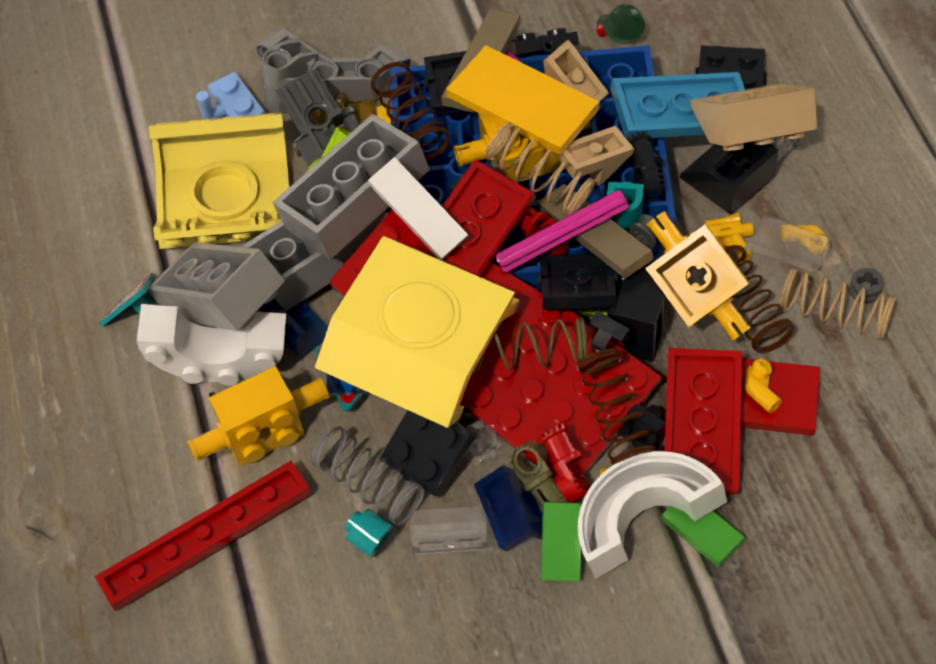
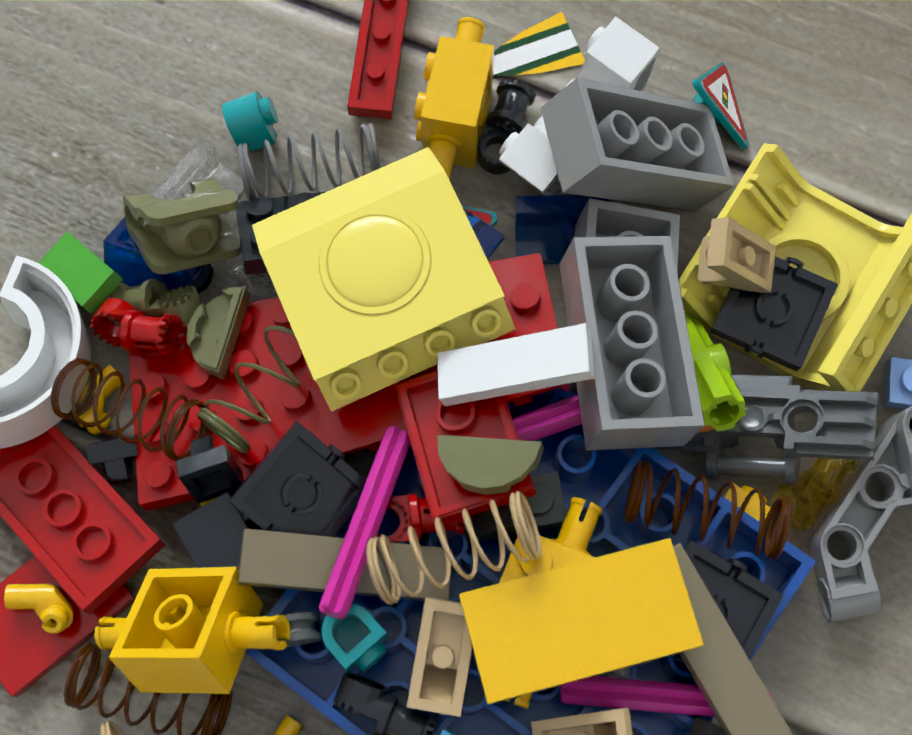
camera: 125 degrees right, 15 degrees up
(165, 428) = (539, 49): none -> sticker
(251, 199) = (736, 257): none -> tan slope
(254, 179) = (778, 322): none -> black plate
(479, 478) = (183, 230): none -> olive piece
(482, 183) = (488, 463): none -> olive tile
(526, 419) = (216, 328): none -> olive tile

